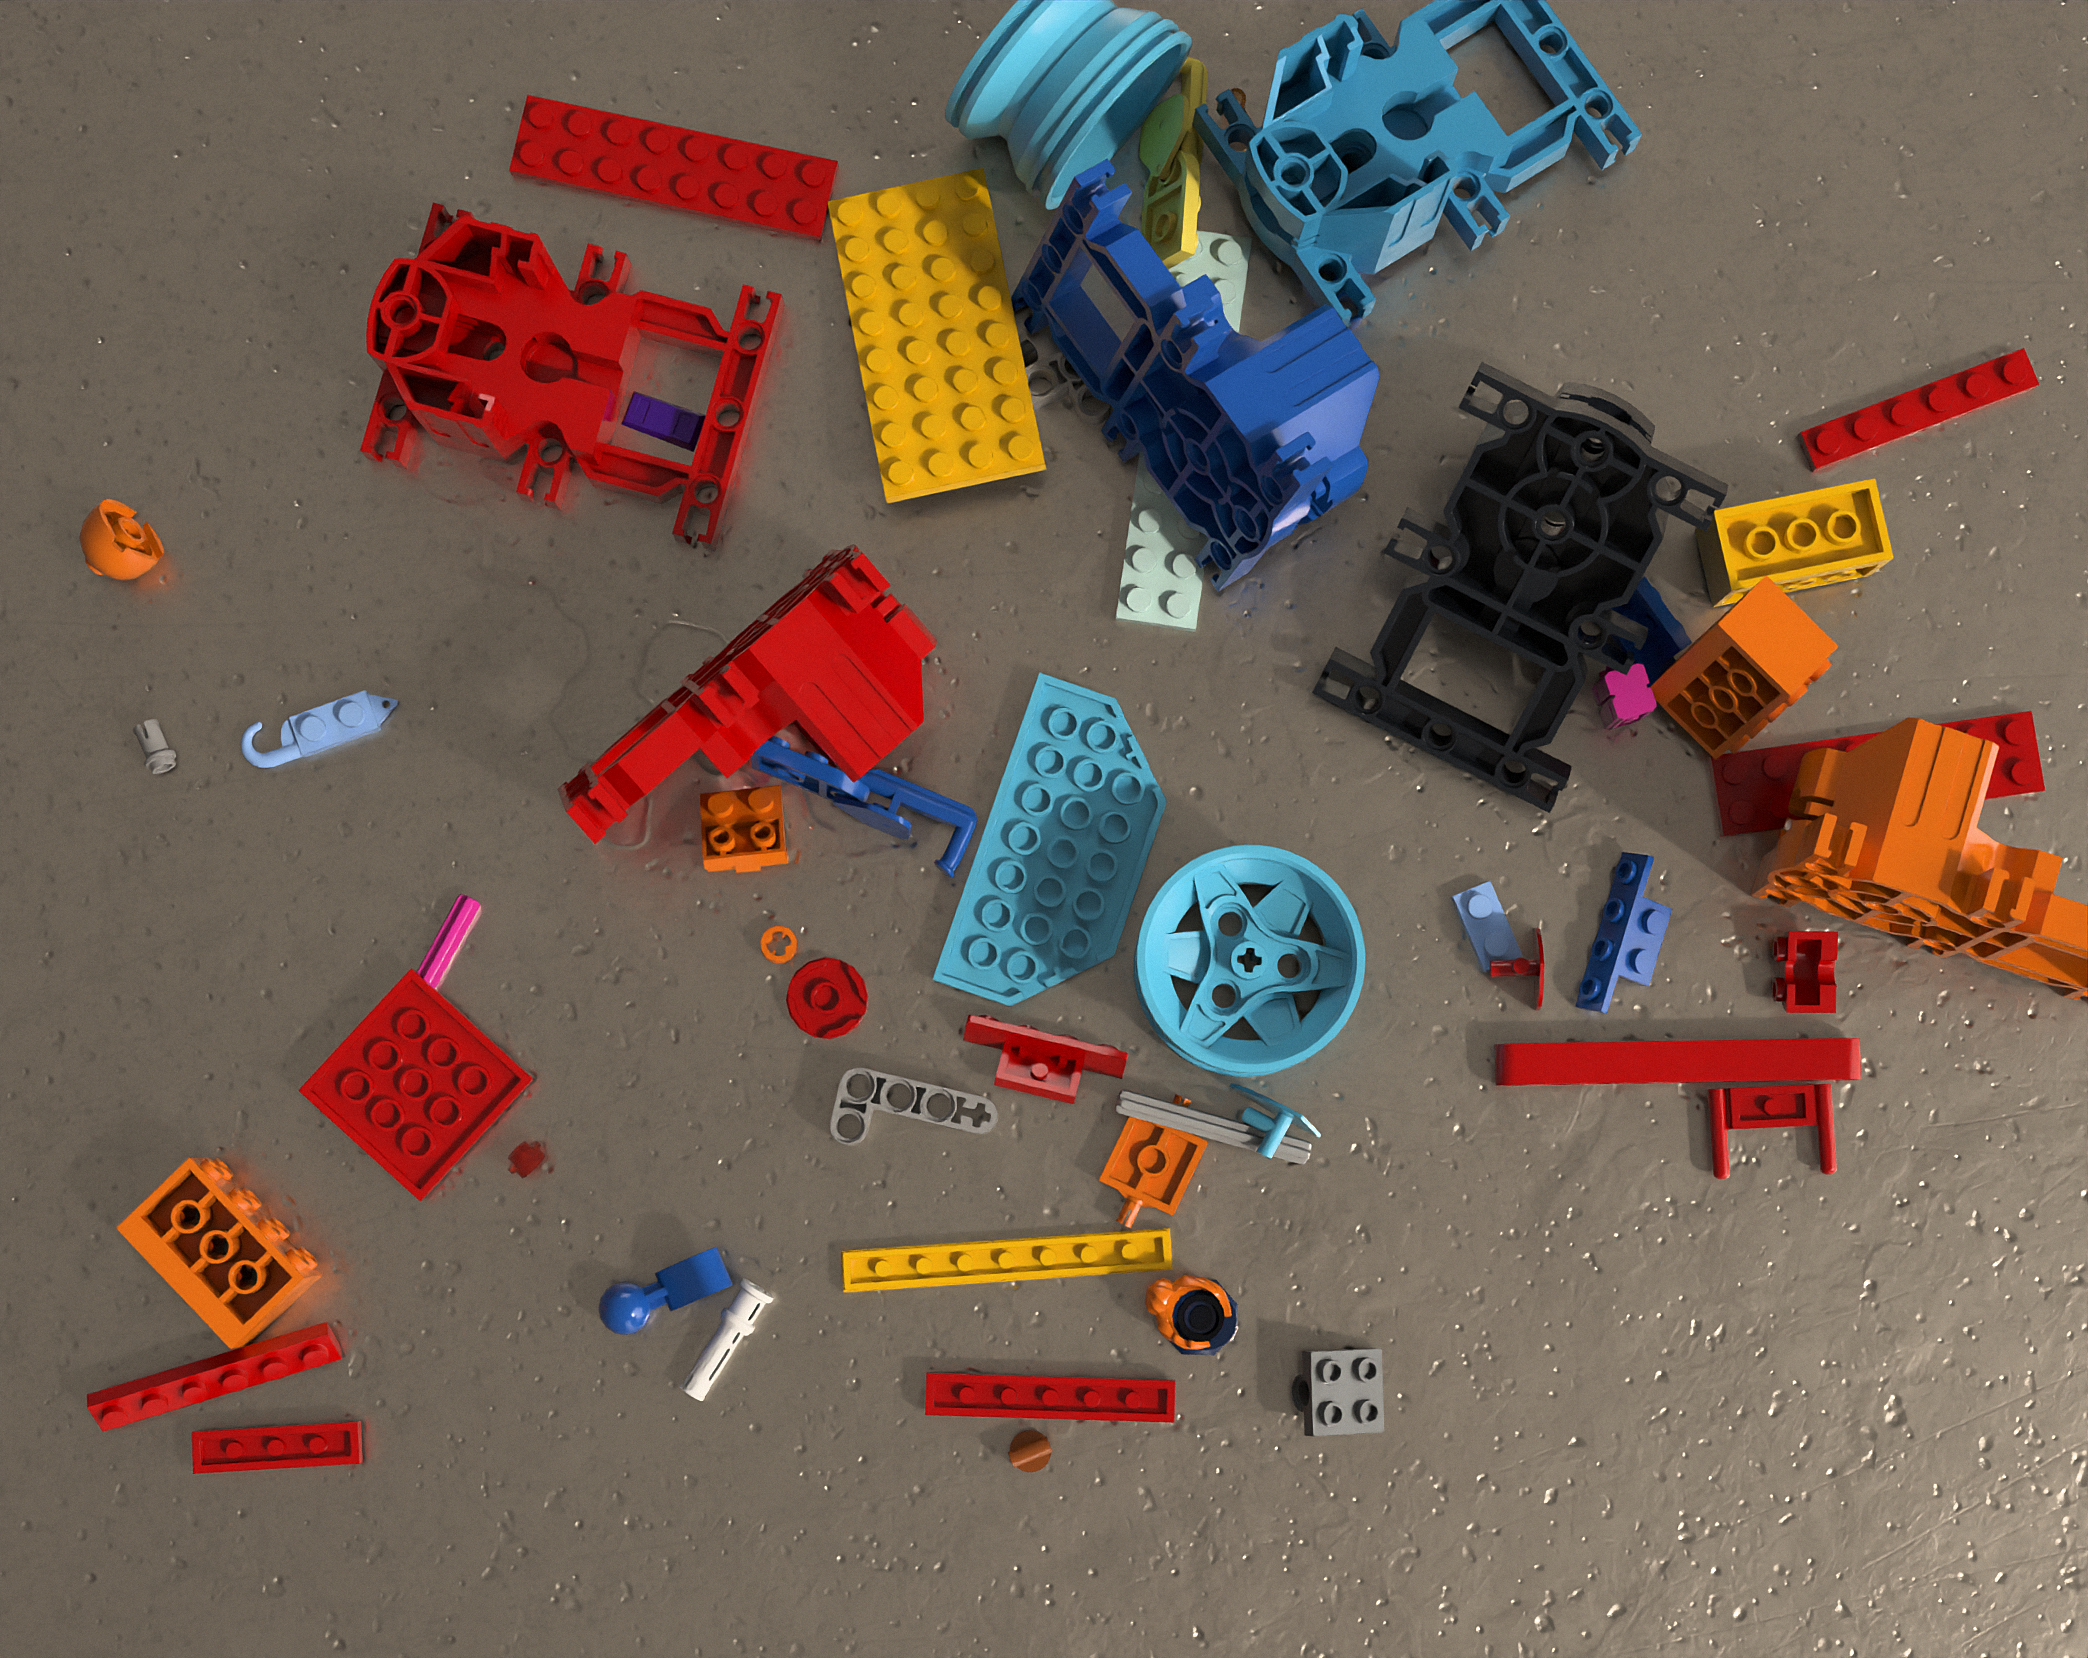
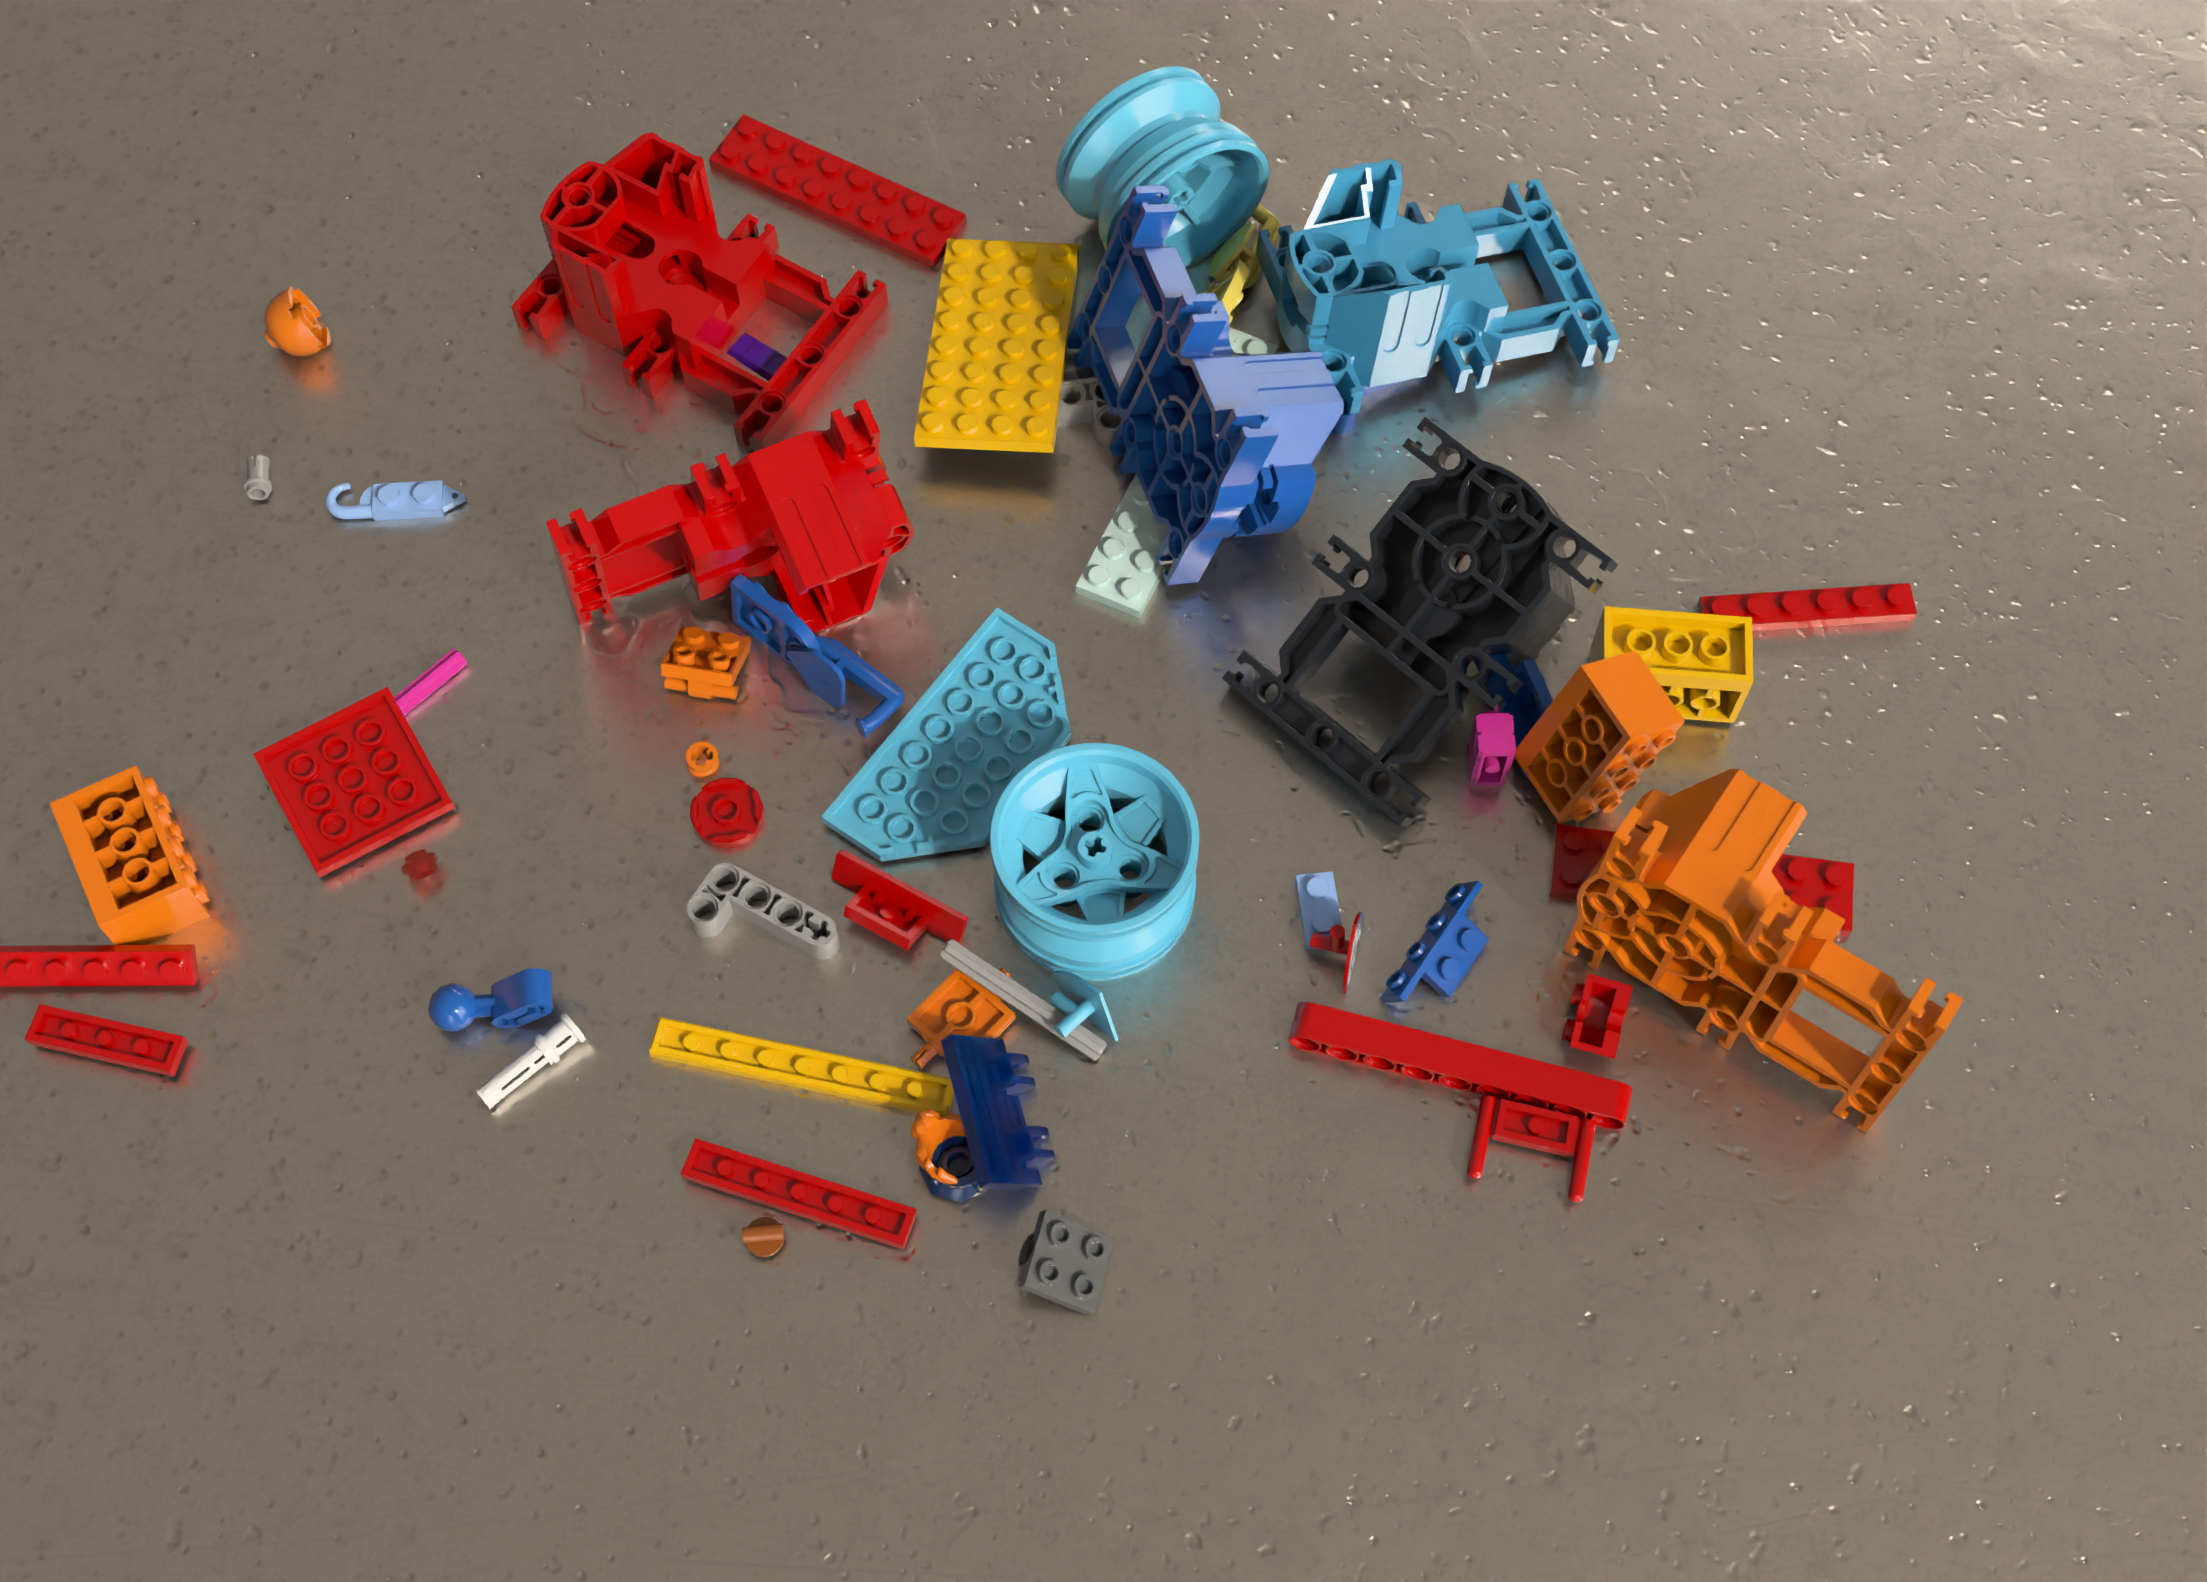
camera: 15 degrees right, 20 degrees down
(1221, 1261) = (991, 1119): none -> clear blue hinge

